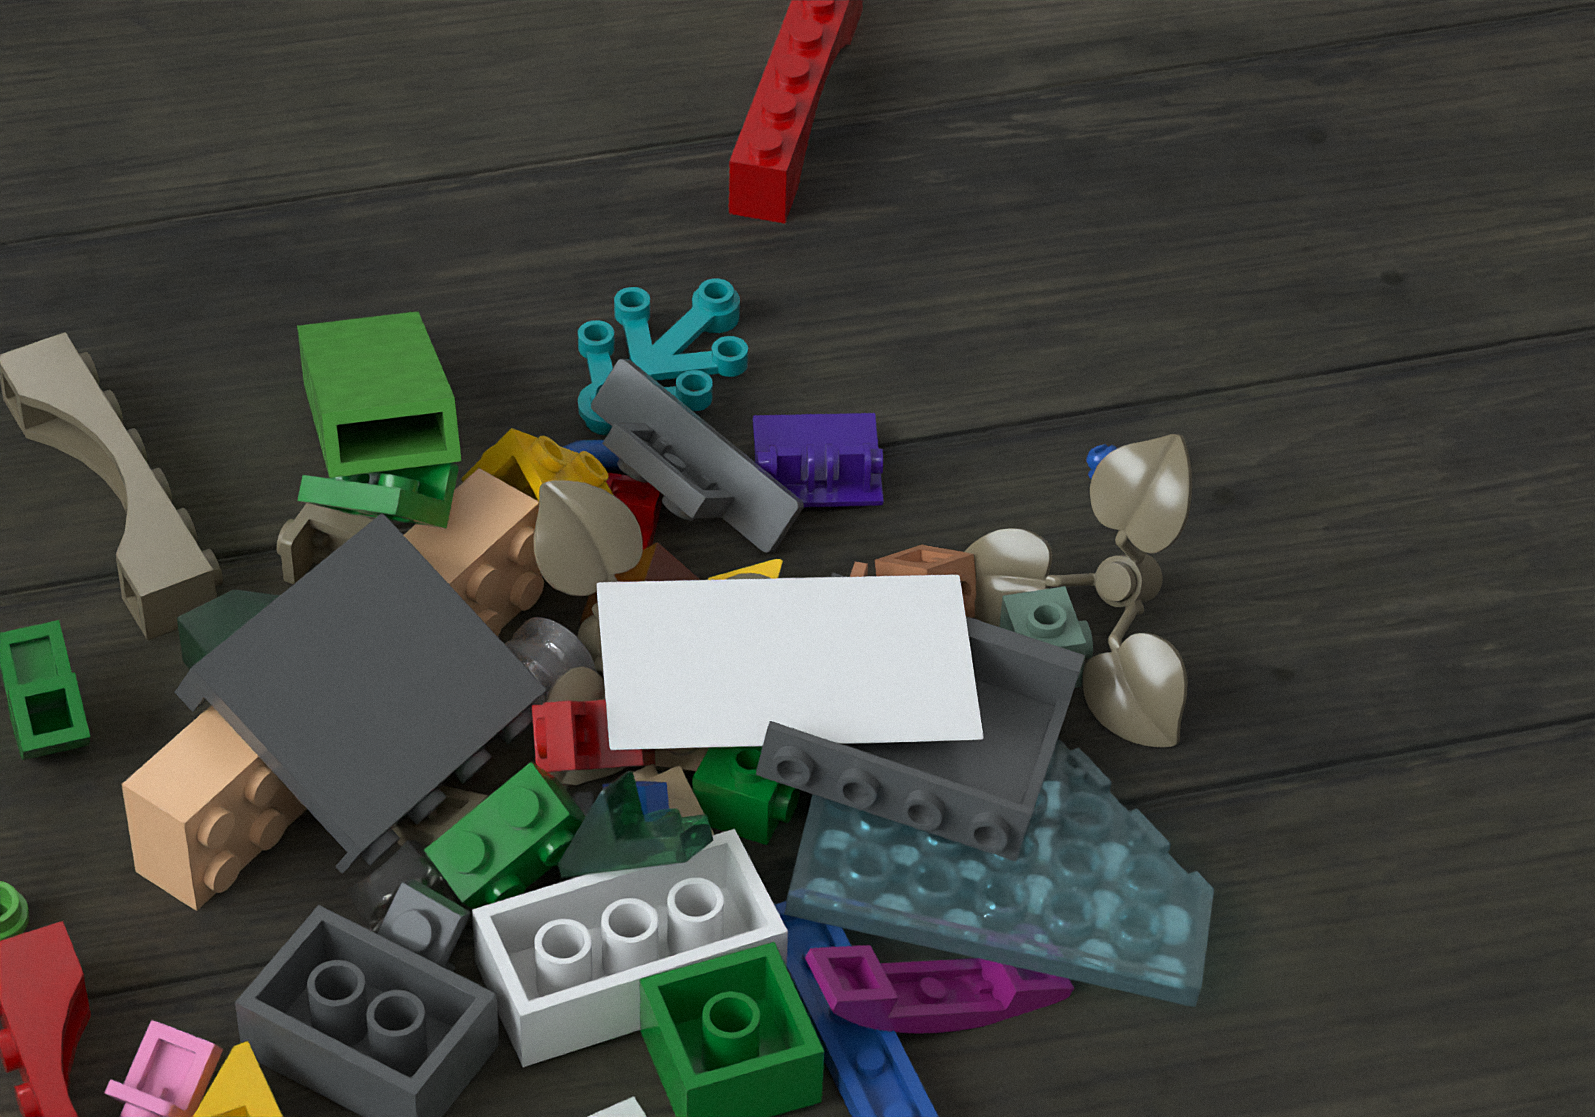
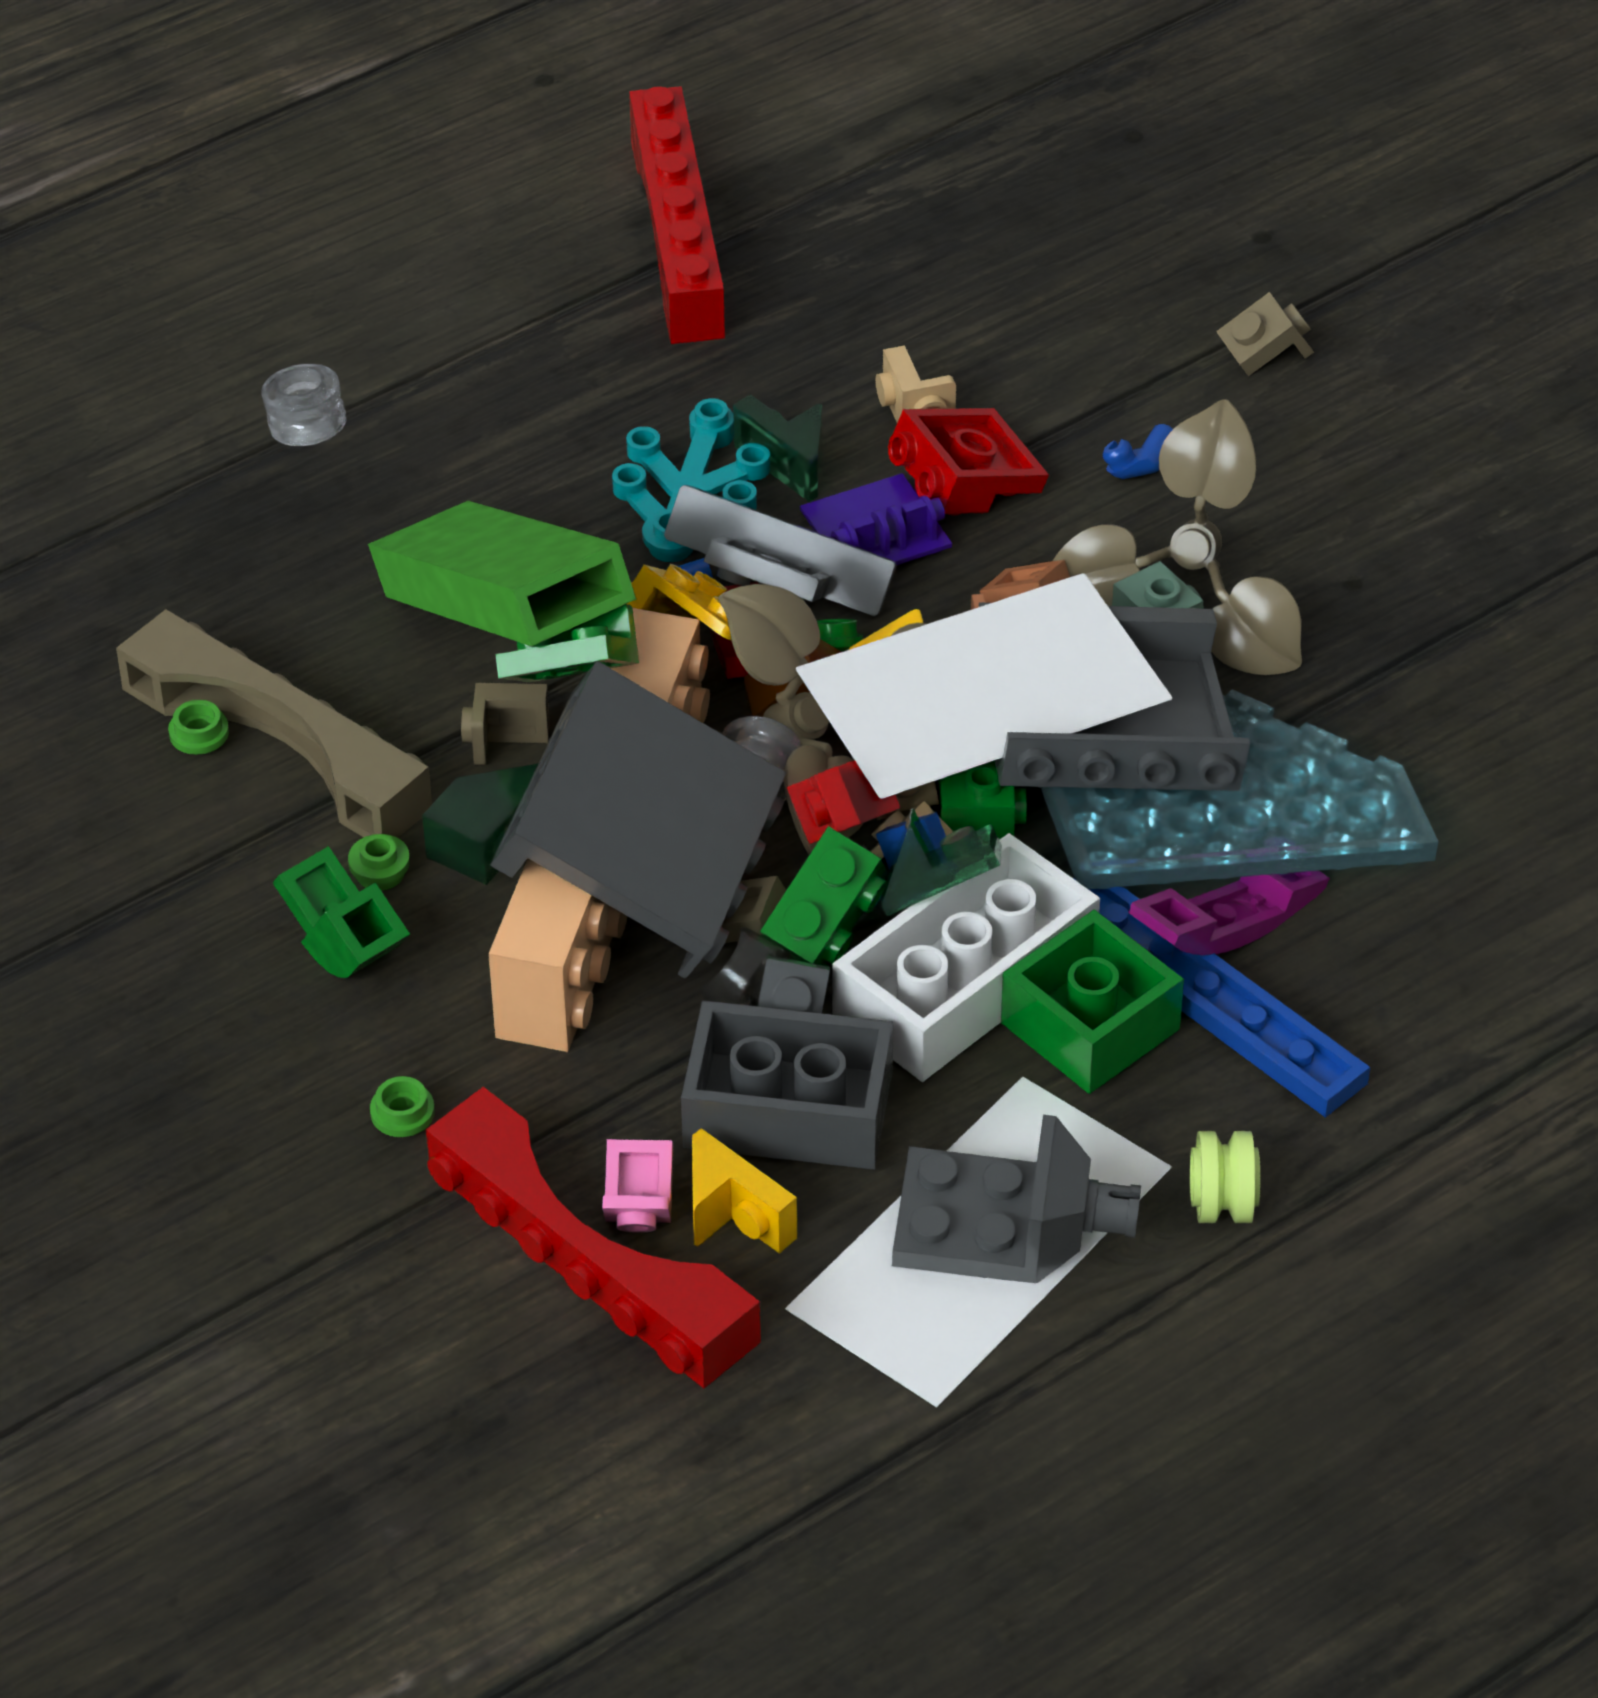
camera: 20 degrees left, 0 degrees up
(40, 459) = (198, 727): none -> bright green plate
(127, 651) = (379, 860): none -> bright green plate
(330, 170) = (304, 404): none -> clear wheel
(704, 557) = (839, 633): none -> green plate
(777, 353) = (792, 444): none -> clear green slope
(930, 345) = (902, 388): none -> tan bracket
(940, 416) = (964, 457): none -> red plate
(1329, 377) = (1264, 333): none -> dark tan bracket

